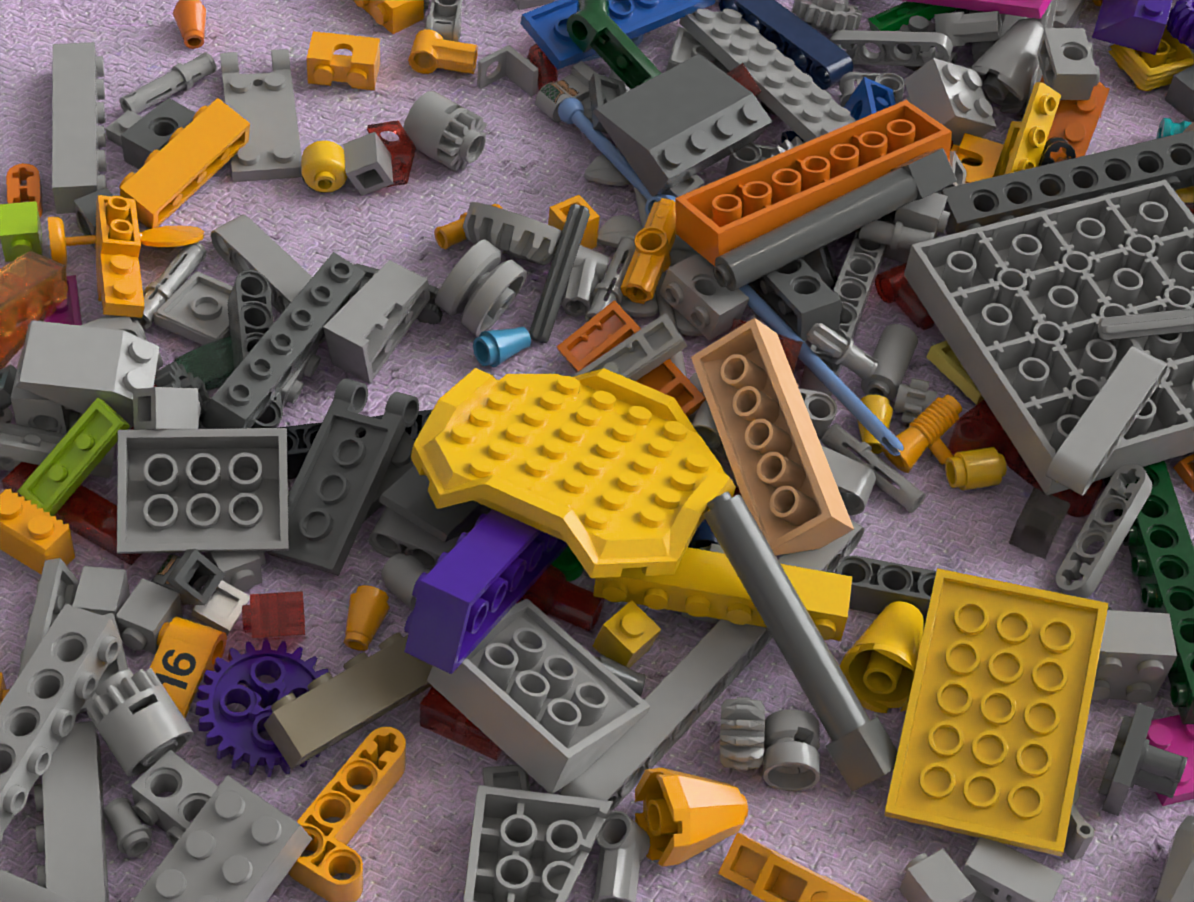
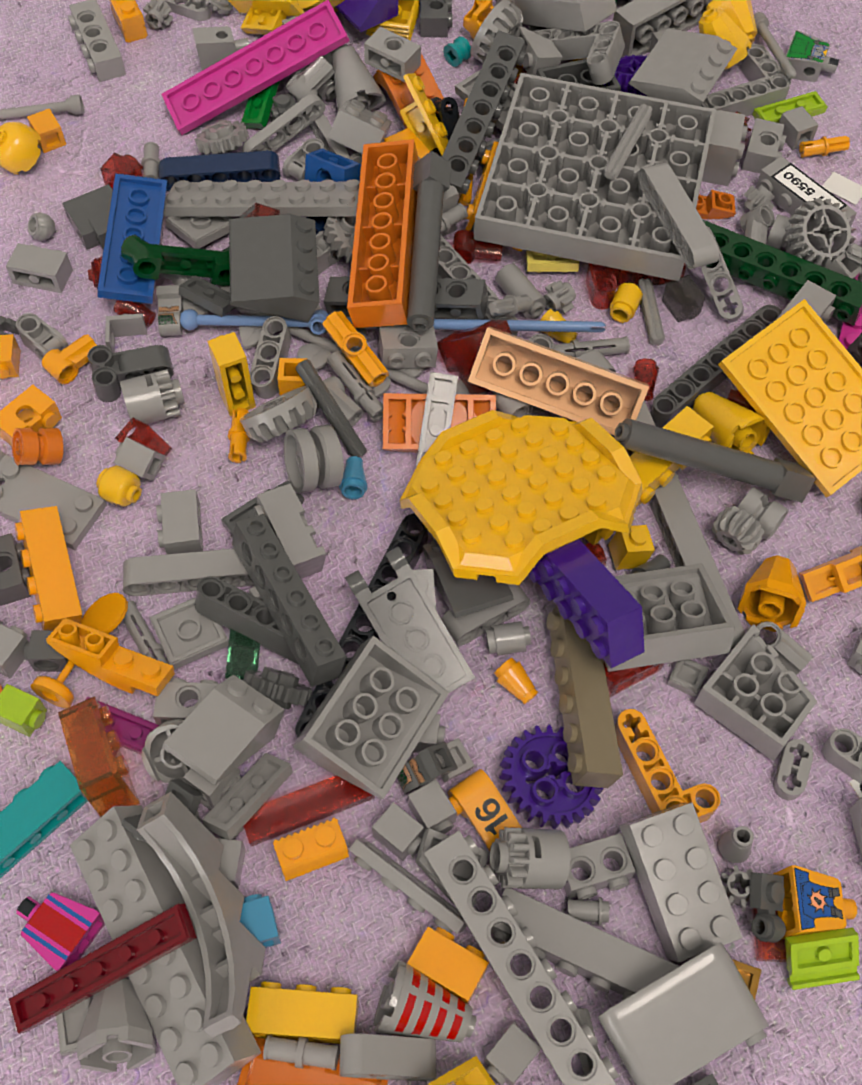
camera: 50 degrees left, 10 degrees up
(74, 457) = (283, 783): lime tile -> none
(166, 408) = (302, 700): light grey brick -> none
(275, 616) = (497, 729): clear red brick -> none
(313, 81) = (39, 446): none -> orange wheel
(323, 231) = (180, 522): none -> light grey brick
(462, 87) = (112, 368): none -> dark grey piece
(521, 163) = (231, 372): none -> yellow brick
(600, 185) = (267, 346): none -> light grey beam
(886, 541) = (646, 372): none -> clear red cone
(926, 432) = (588, 305): light orange piece -> none
(991, 503) = (651, 312): none -> light grey axle

